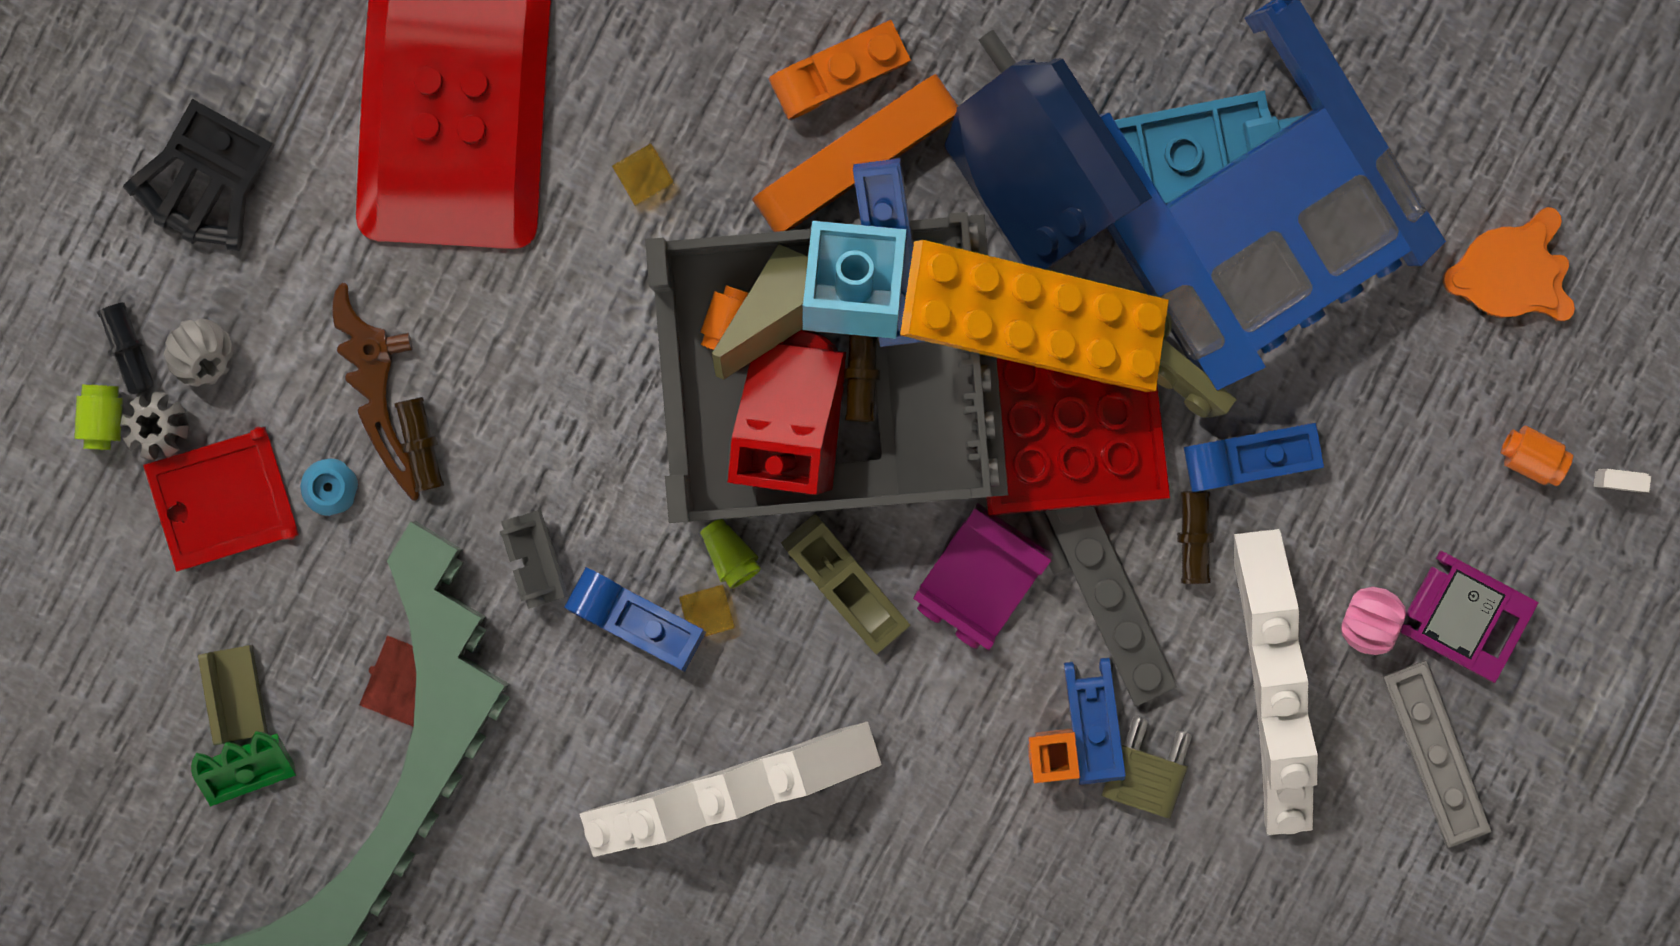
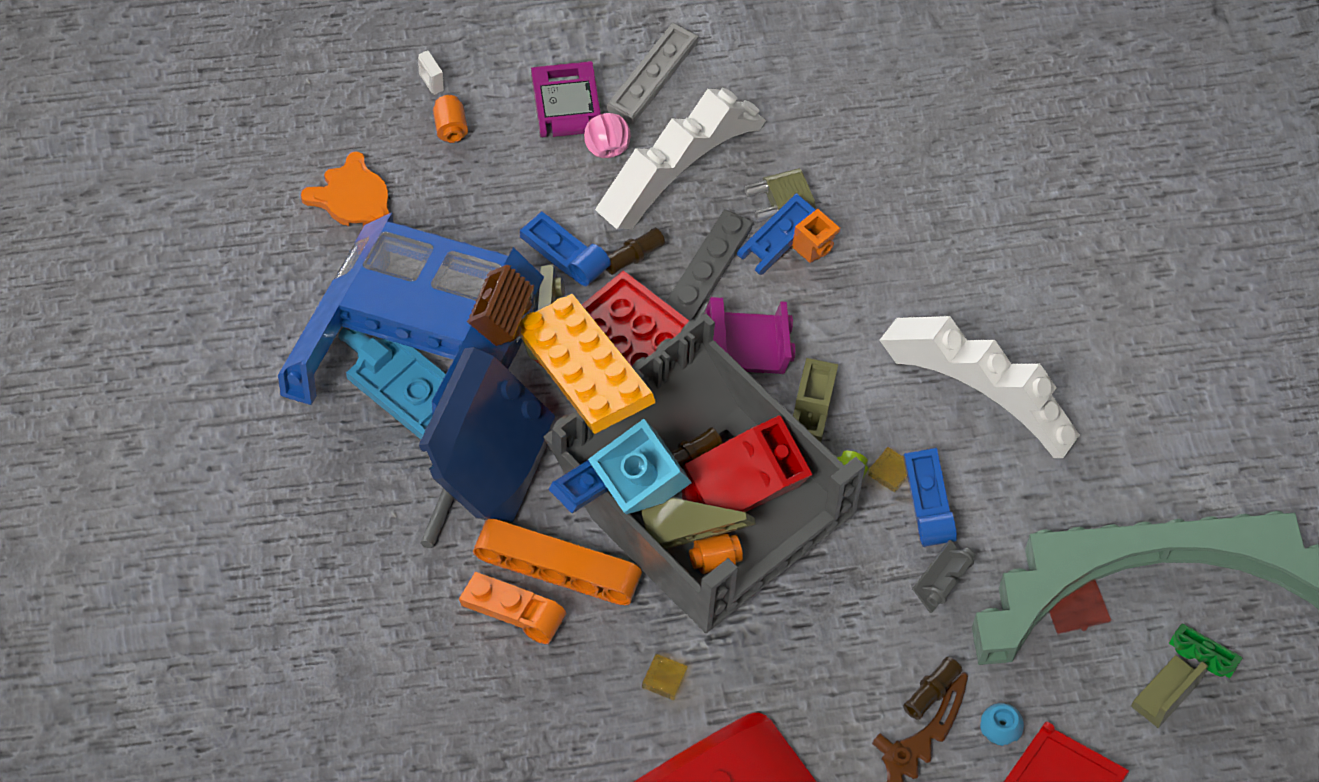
camera: 130 degrees left, 30 degrees down
(1186, 287) = (501, 305): none -> reddish brown brick

